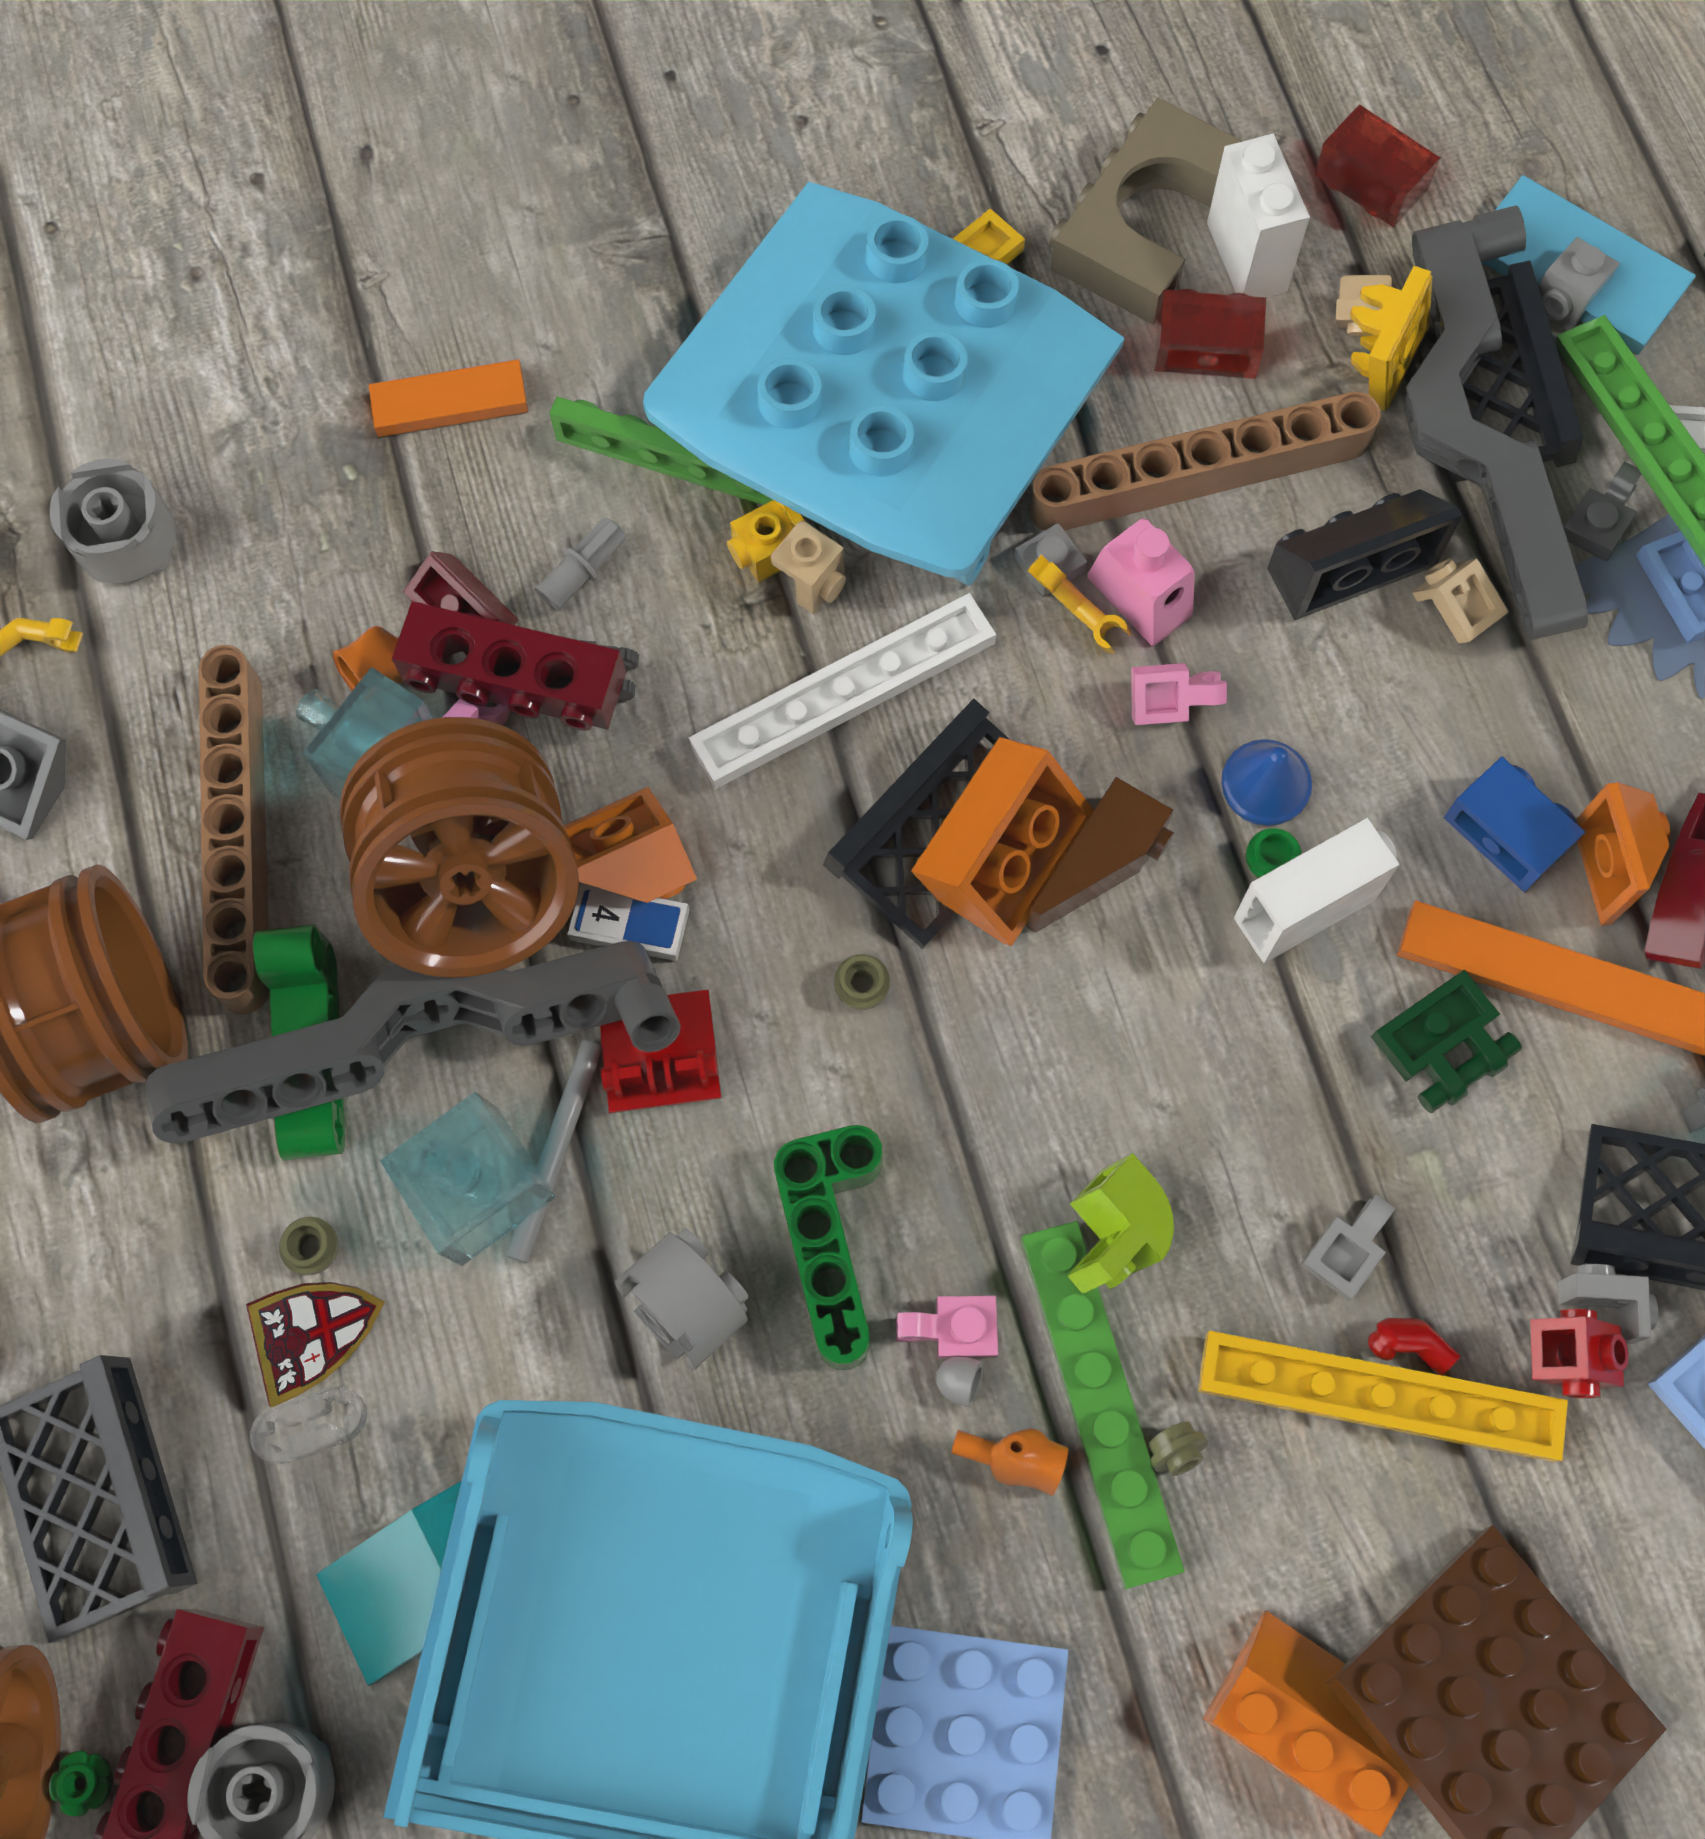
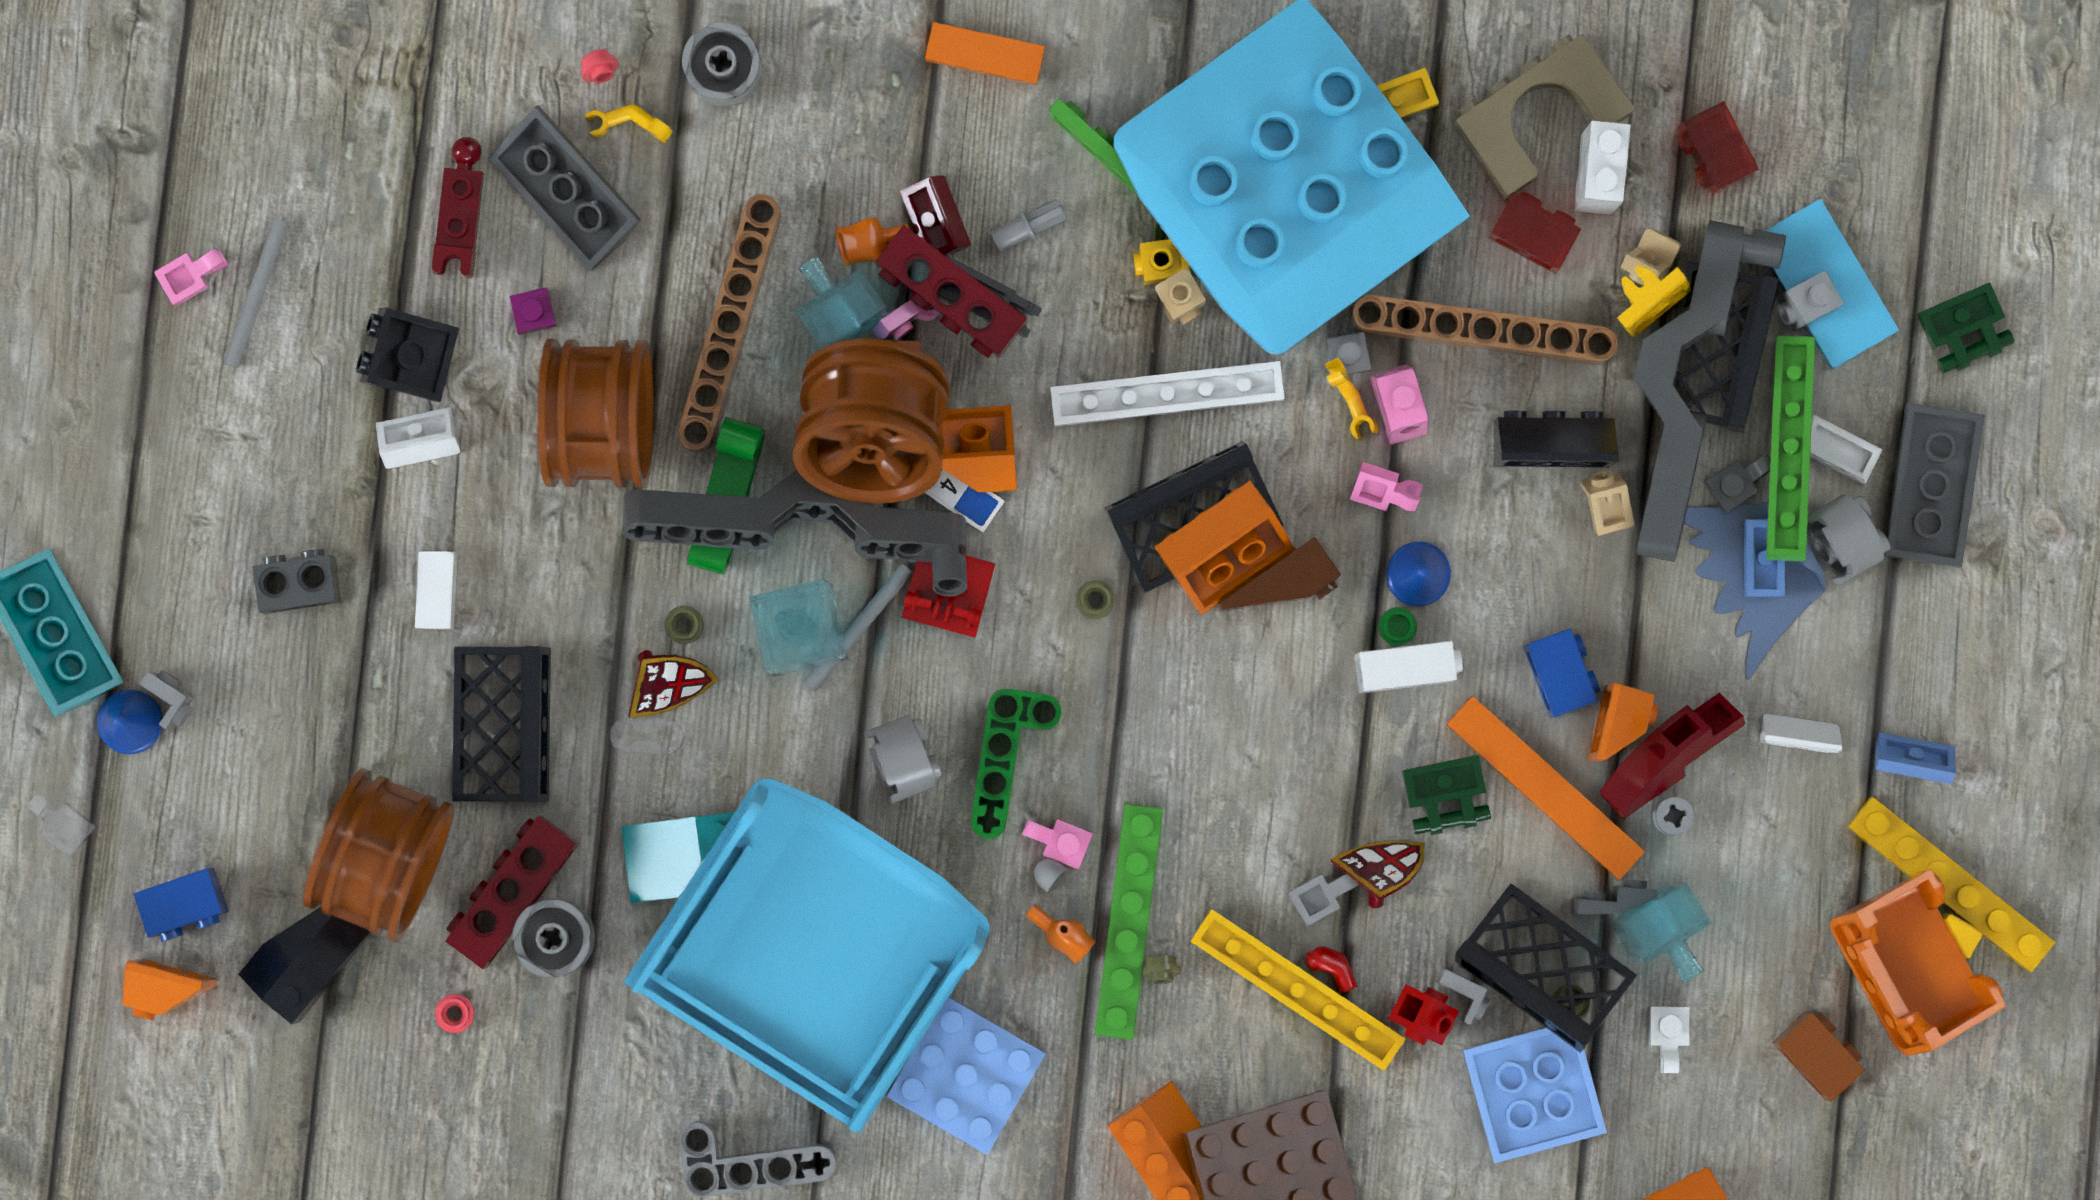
camera: 20 degrees right, 15 degrees up
(98, 1784) = (457, 884): green plate -> none
(1130, 1219) = (1194, 822): lime brick -> none
(1416, 1170) = (1382, 867): none -> shield

